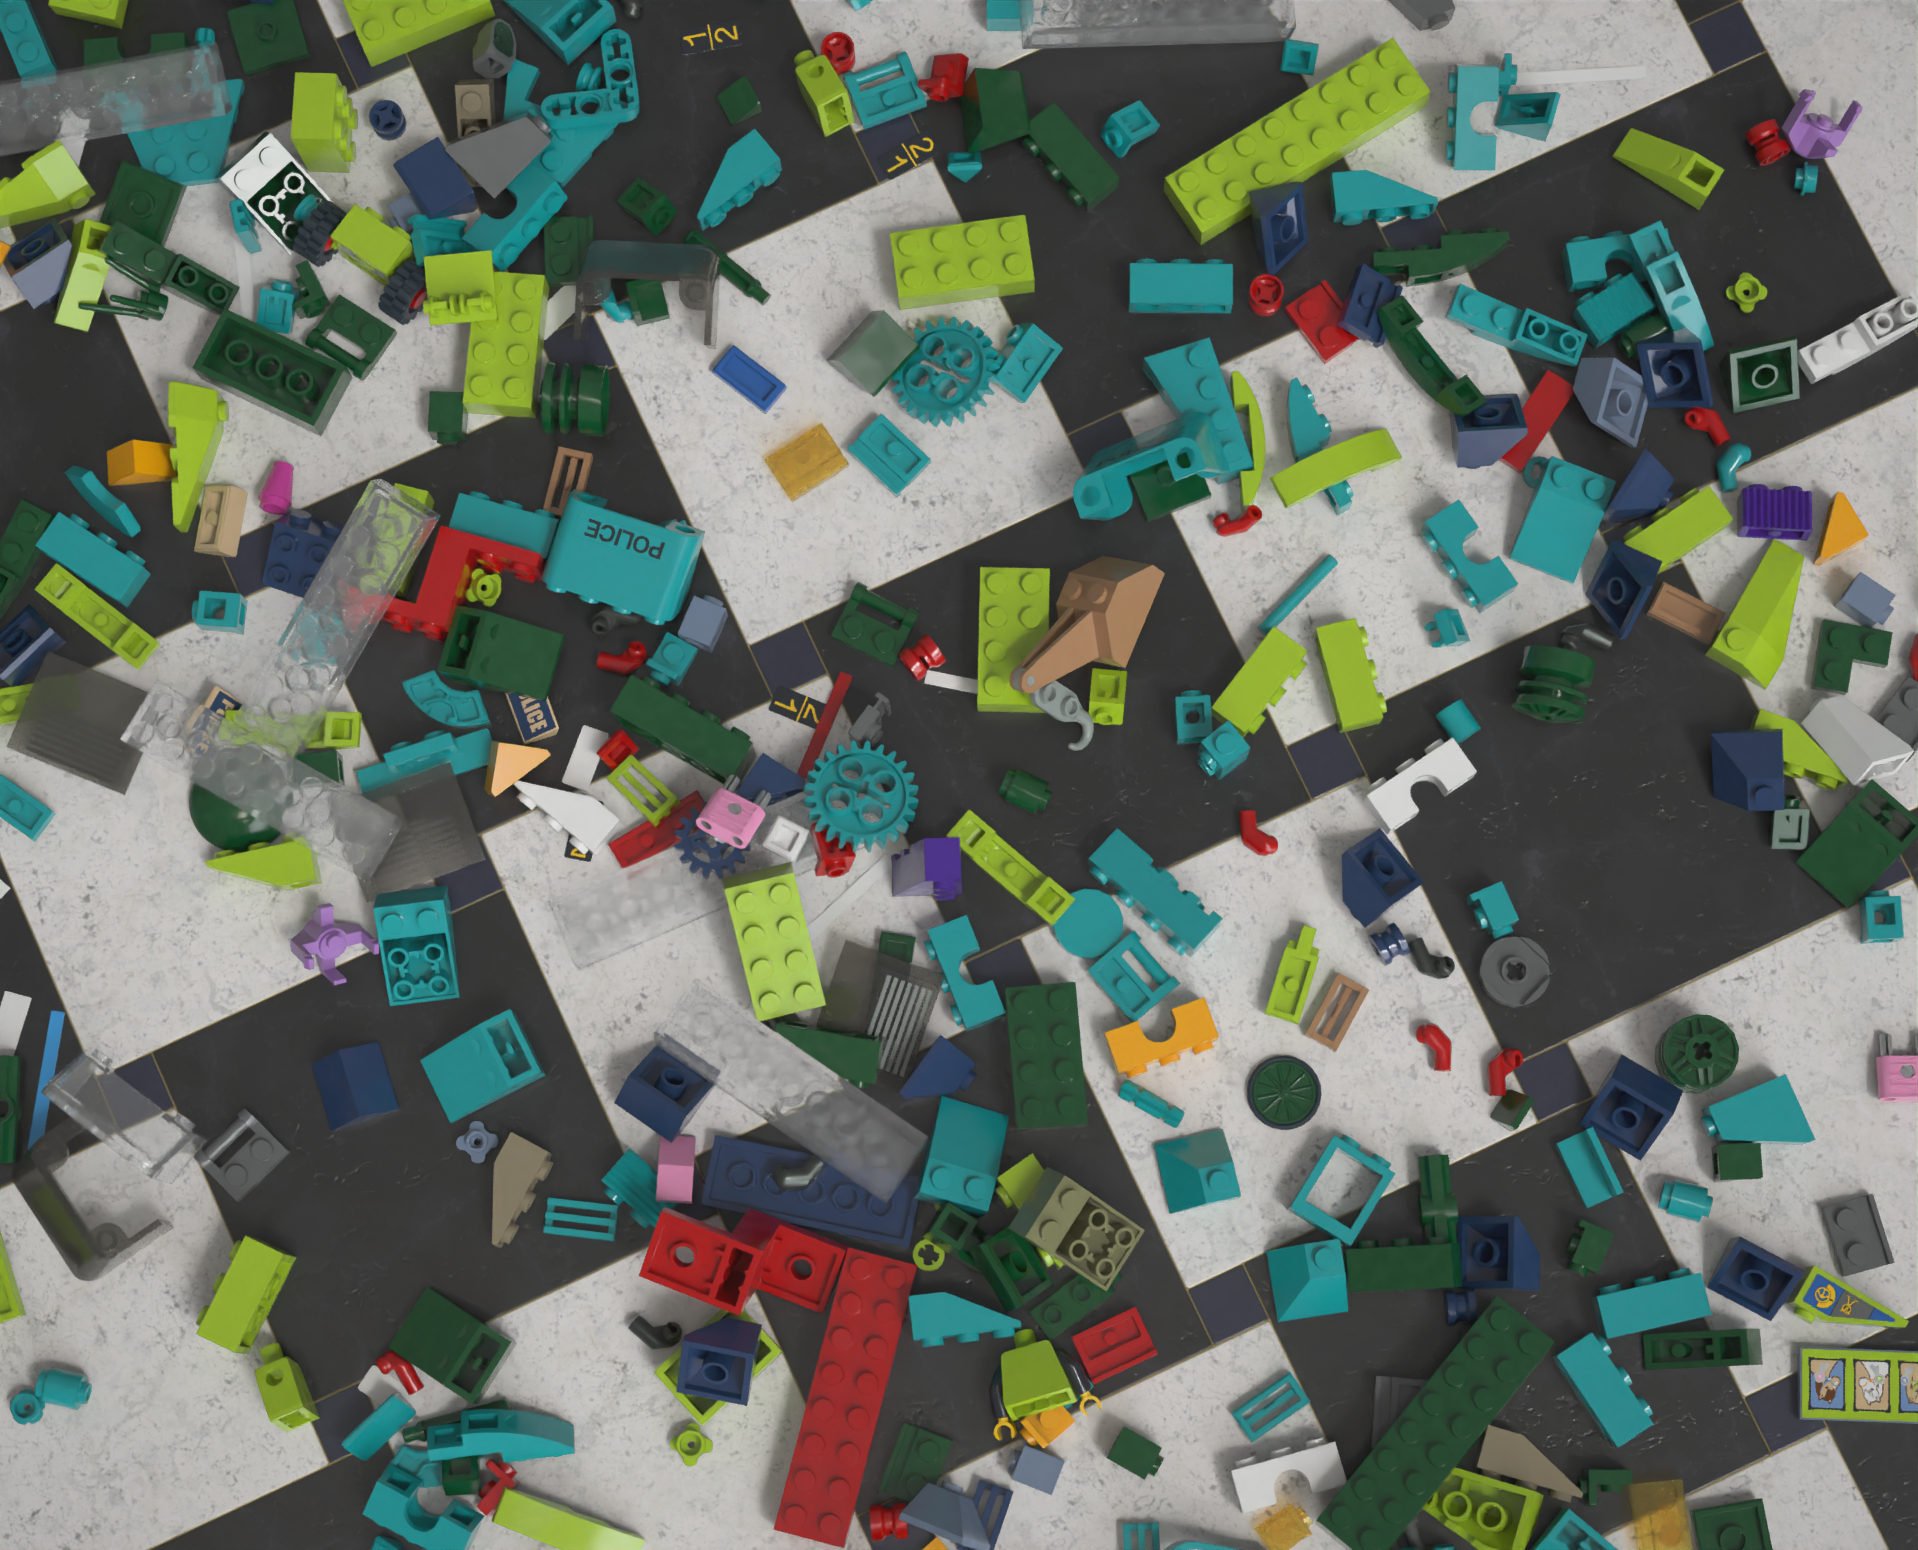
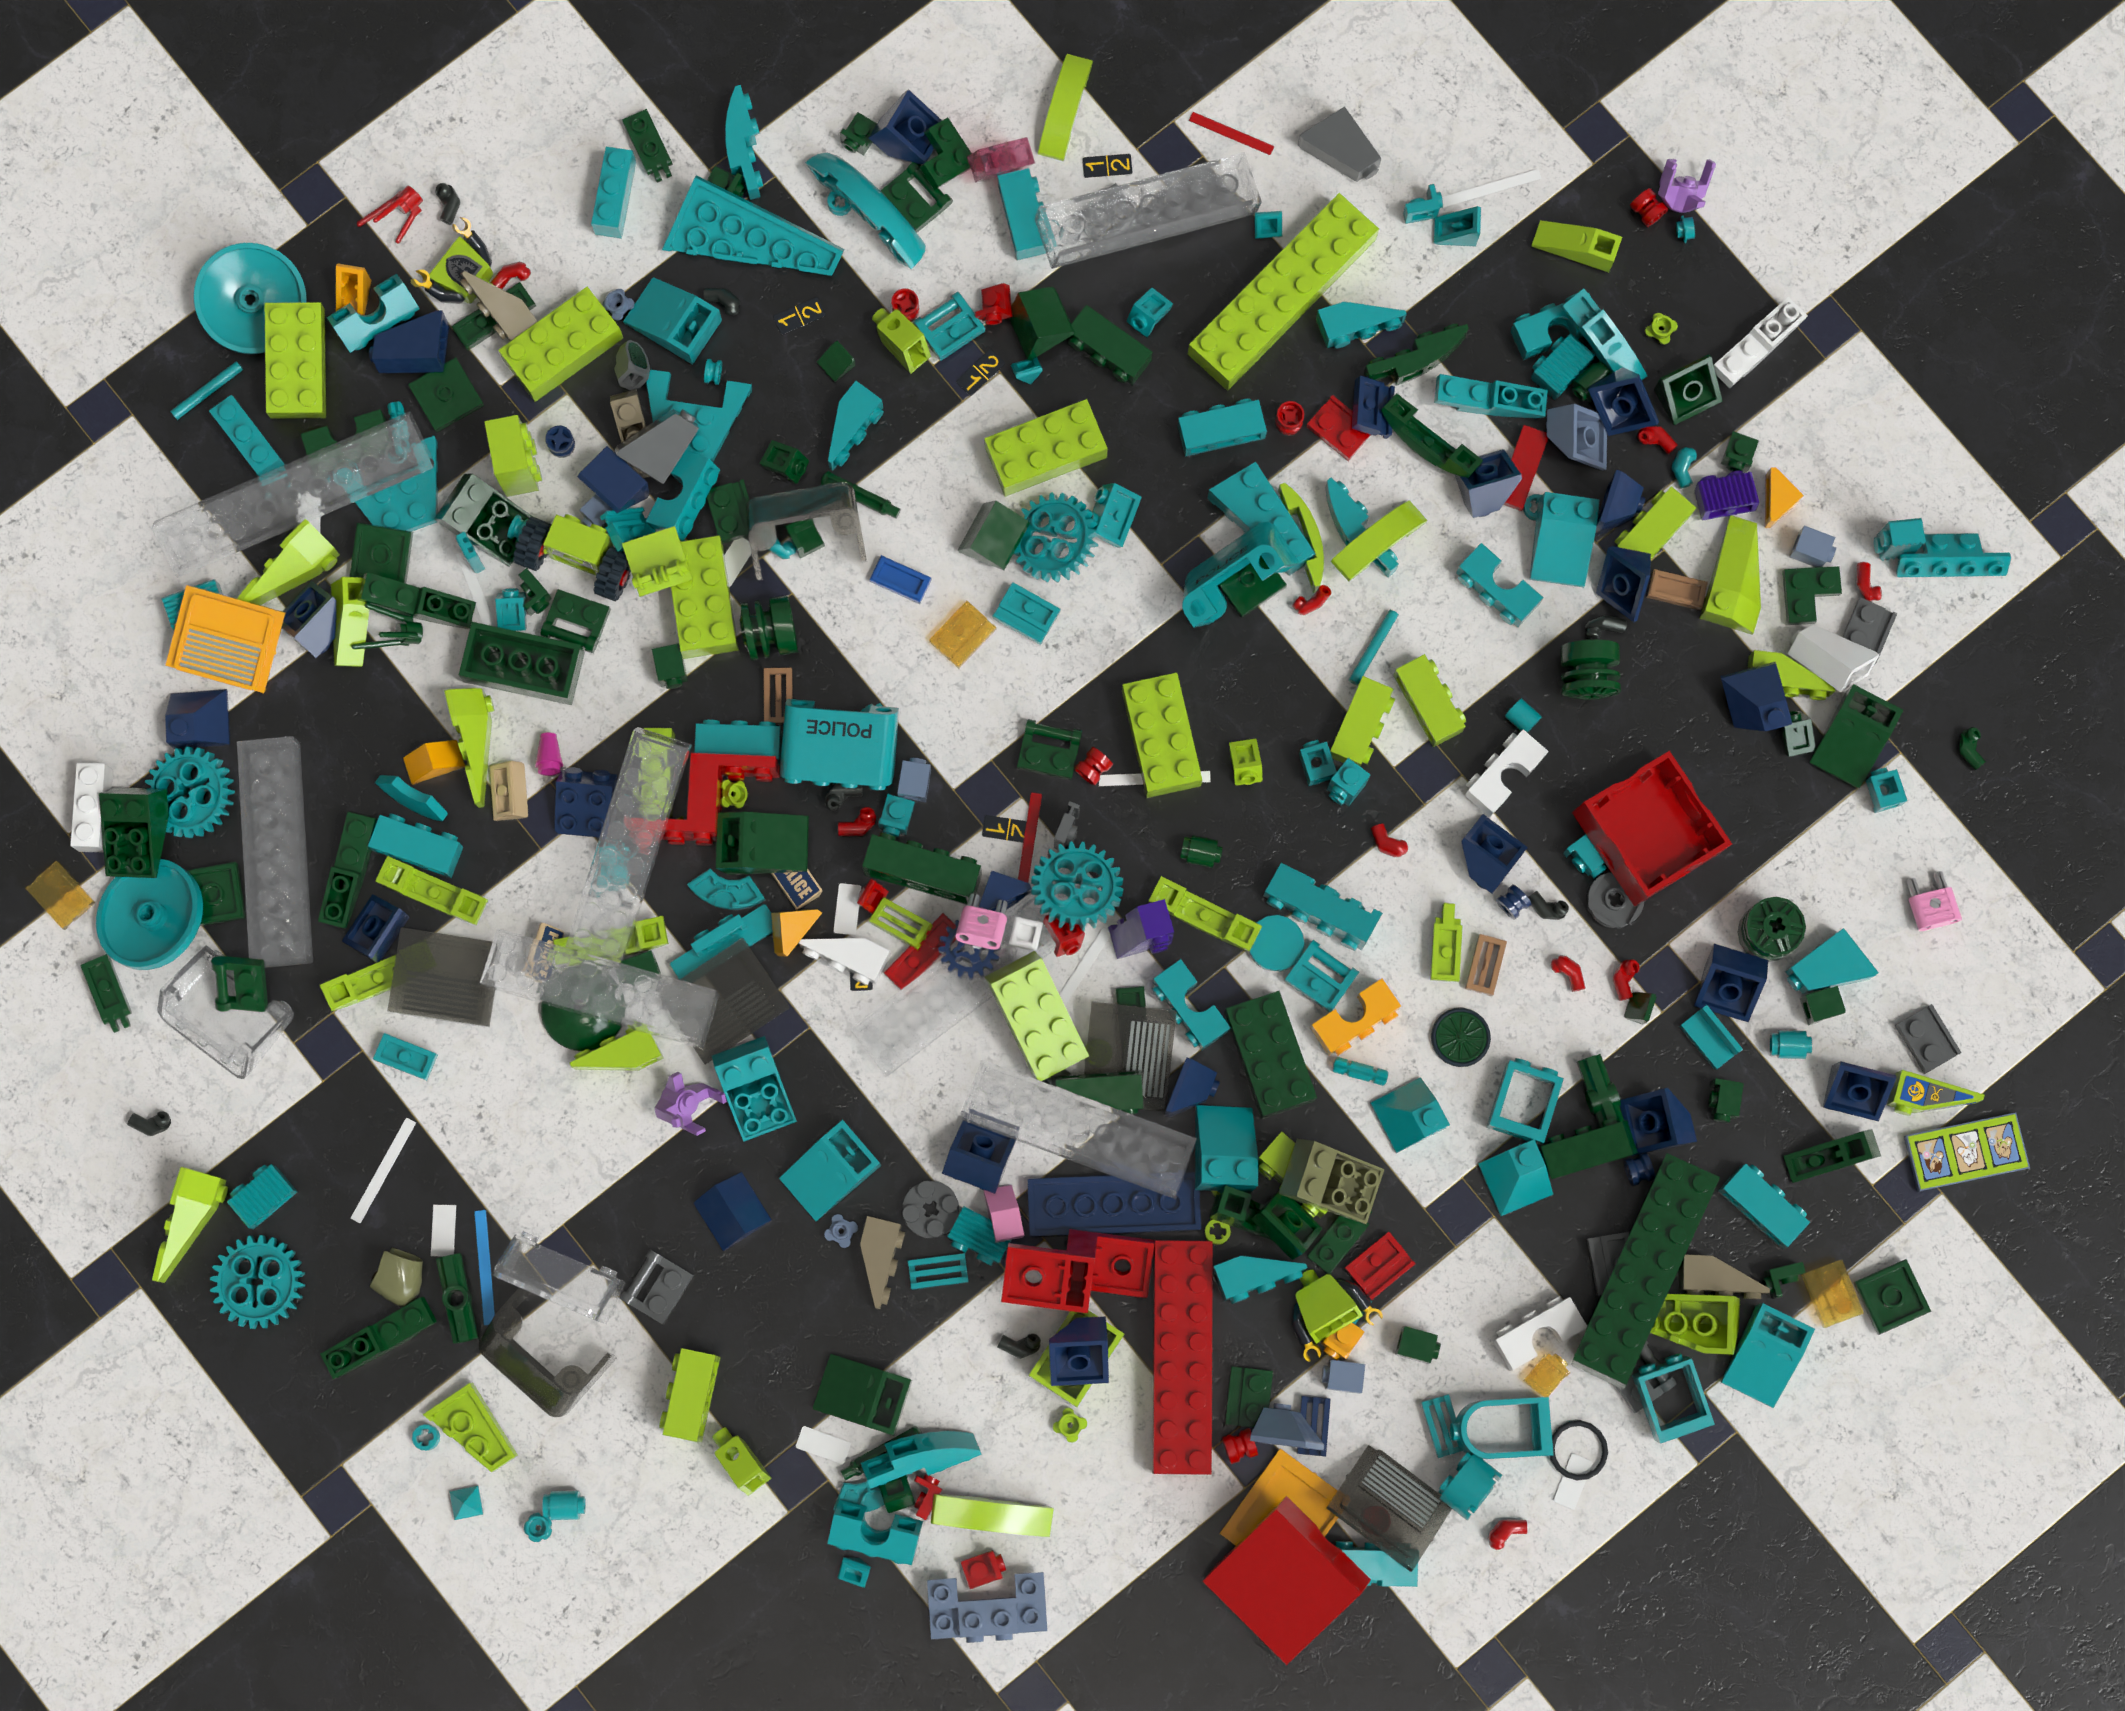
camera: 20 degrees left, 0 degrees up
(210, 602) = (535, 854): teal brick -> none
(379, 1427) = (822, 1473): teal slope -> none
(403, 1369) = (829, 1423): red arm -> none
(571, 1142) = (927, 1193): none -> dark grey plate
(607, 99) = (732, 384): teal beam -> none
(798, 1178) = (1103, 1196): pearl dark grey arm -> none
(1097, 622) = (1225, 704): medium nougat slope -> none
(1245, 1424) = (1496, 1301): teal tile -> none
(1278, 224) = (1286, 360): dark blue slope -> none
(1450, 627) = (1499, 644): teal tile -> none
(1471, 86) = (1410, 217): teal arch -> none
(1579, 895) = (1651, 828): none -> red tile
(1650, 1304) = (1784, 1130): teal brick -> none
(1804, 465) = (1739, 452): none -> dark green bracket

